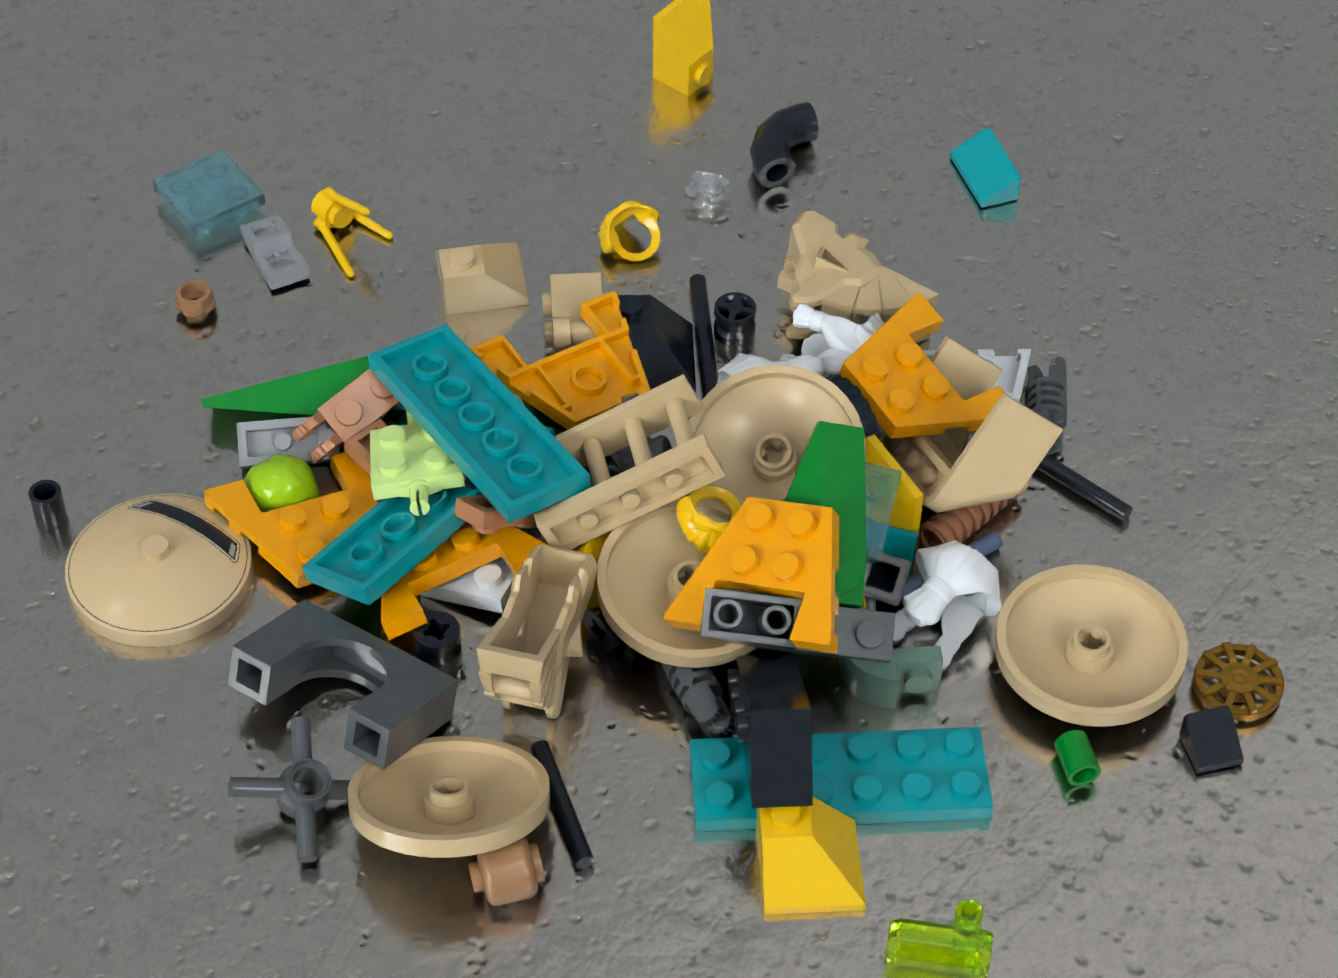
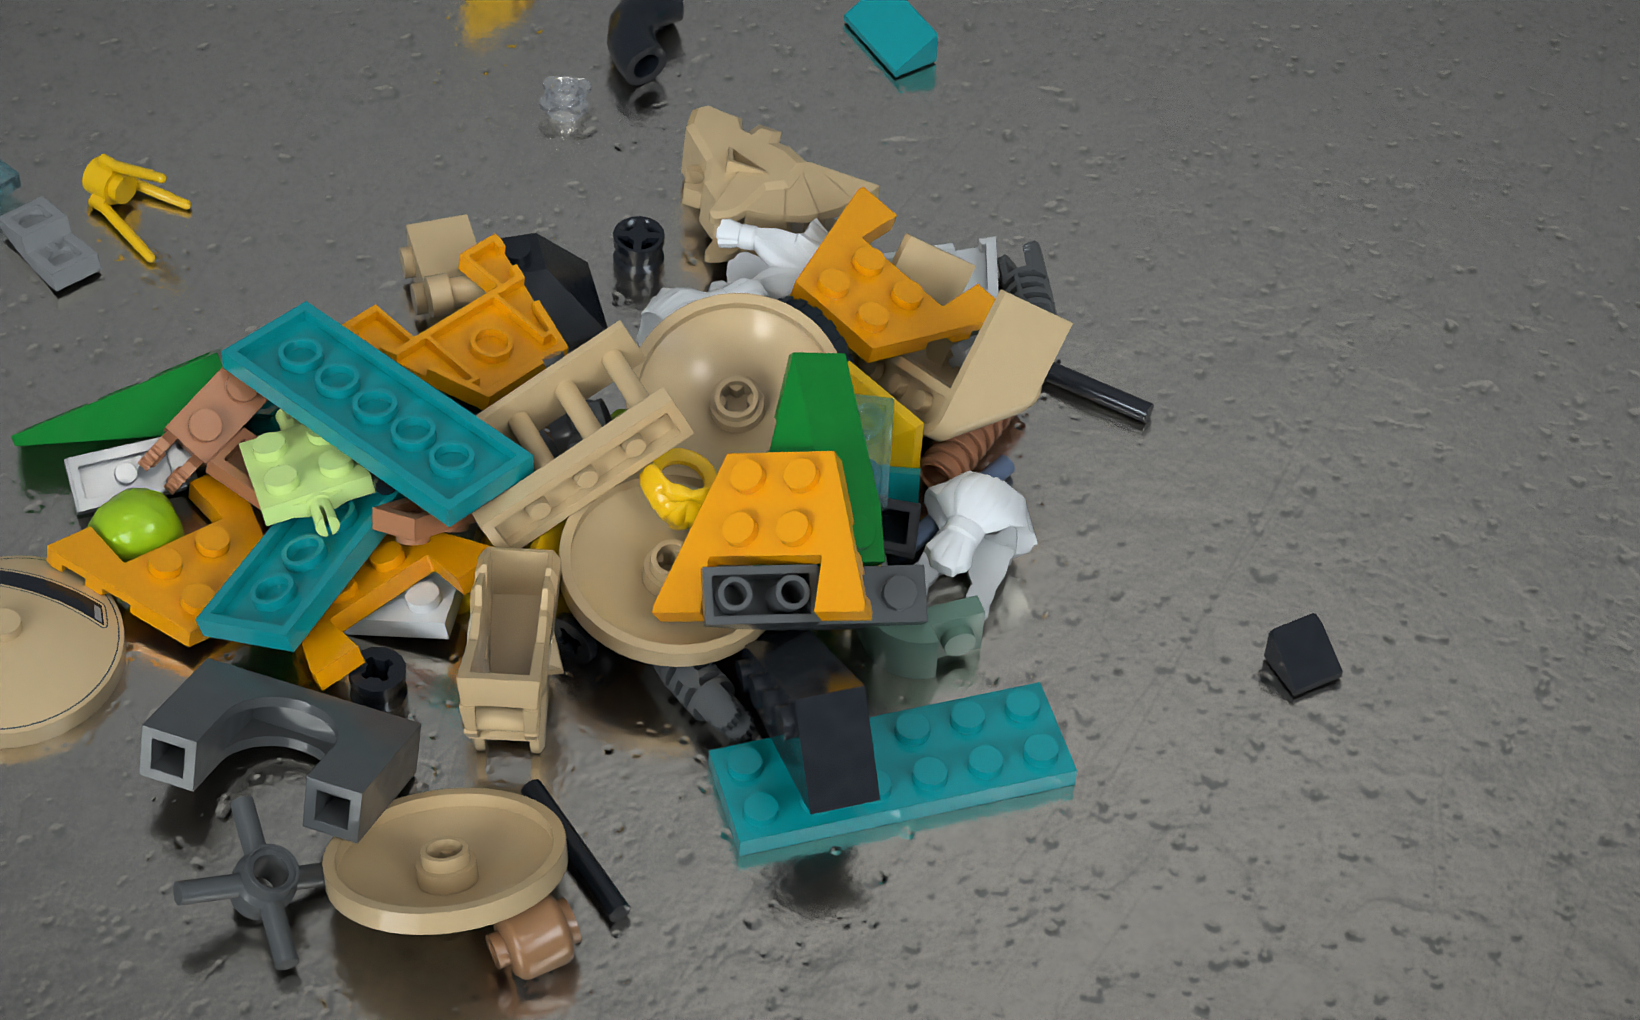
camera: 15 degrees left, 0 degrees up
(481, 277) = (315, 241): tan slope -> none
(619, 218) = (466, 147): yellow piece -> none
(703, 333) = (603, 267): black bar -> none
(808, 860) = (879, 866): yellow slope -> none
(943, 946) = (1057, 936): clear neon green piece -> none
(1077, 757) = (1158, 699): green hinge -> none
(1091, 645) = (1146, 568): tan dish -> none
(1238, 680) = (1317, 583): pearl gold wheel -> none

